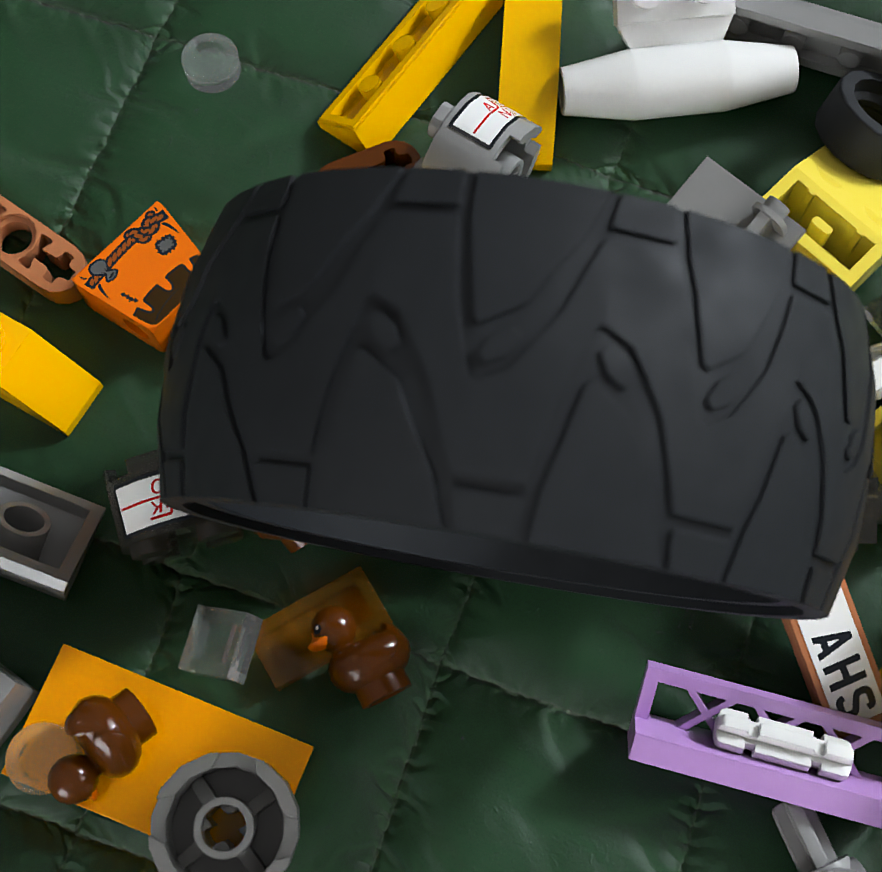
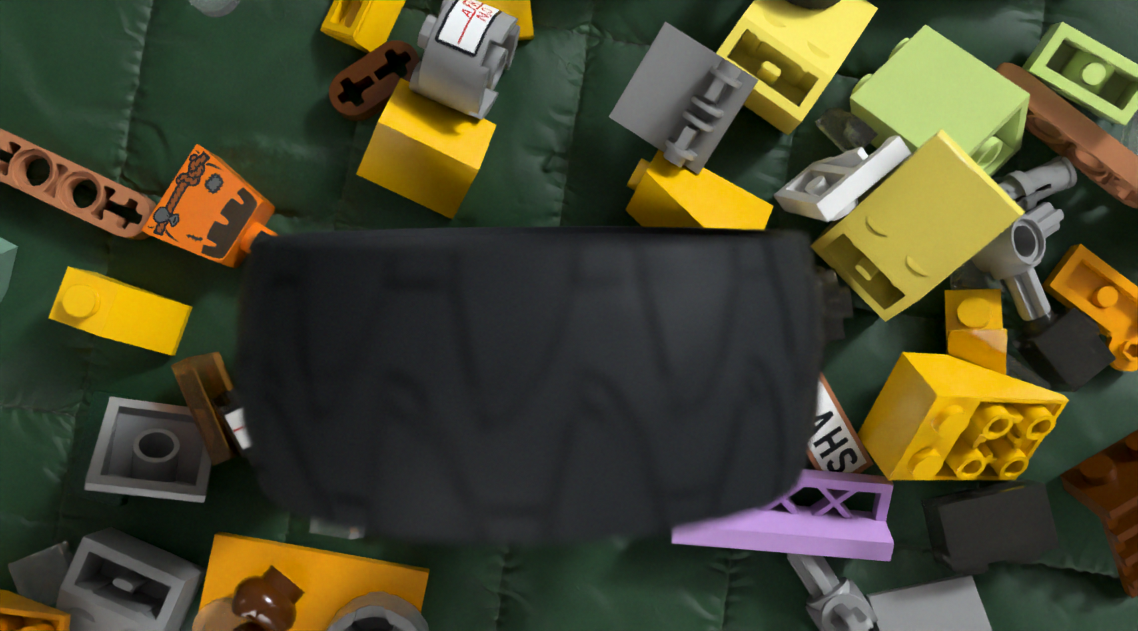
camera: 15 degrees left, 15 degrees up
(89, 456) = (200, 380): none -> clear orange tile
(783, 744) = (800, 511): white axle -> none

